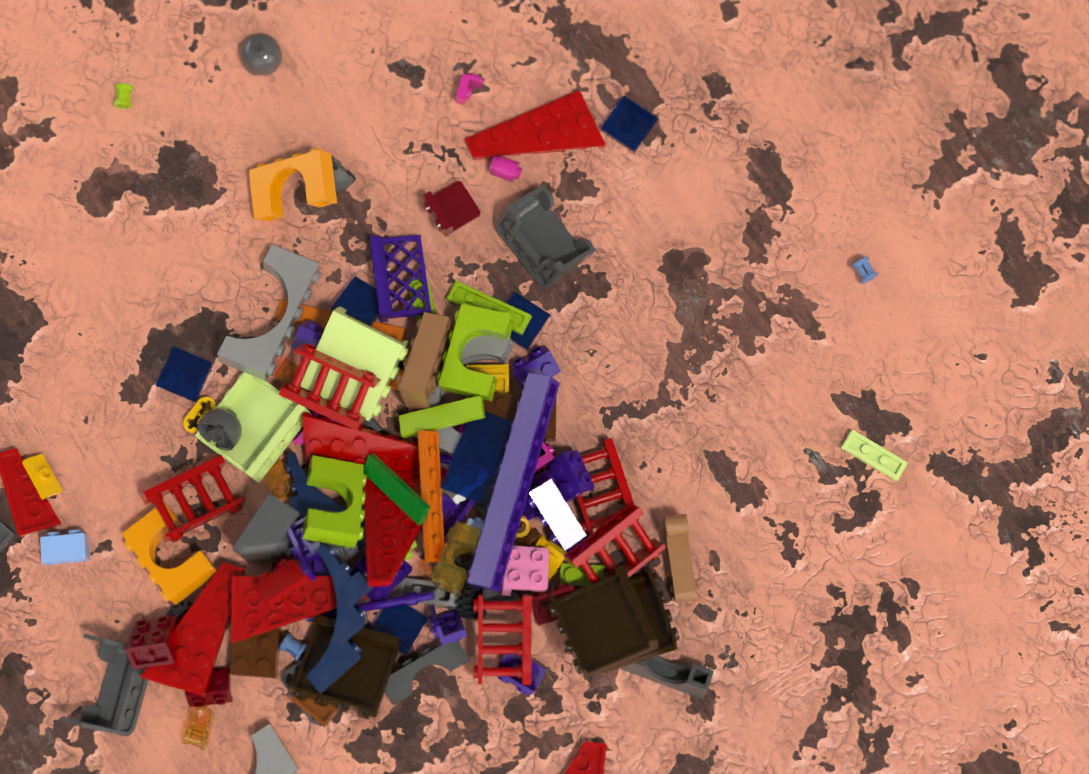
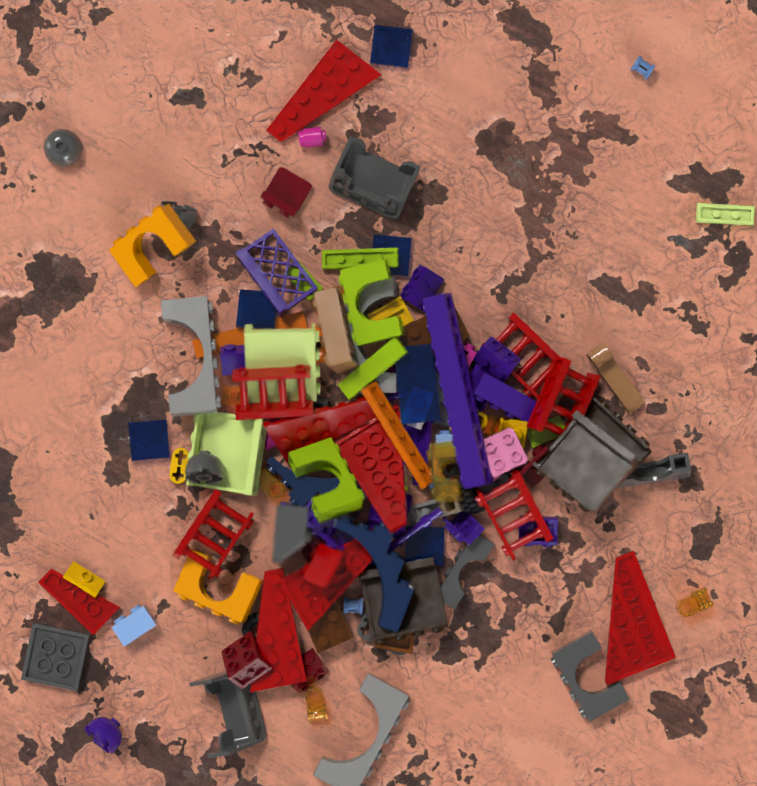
camera: 30 degrees left, 10 degrees up
(396, 489) = (368, 444): green tile -> none
(465, 91) = (244, 90): dark pink bracket -> none

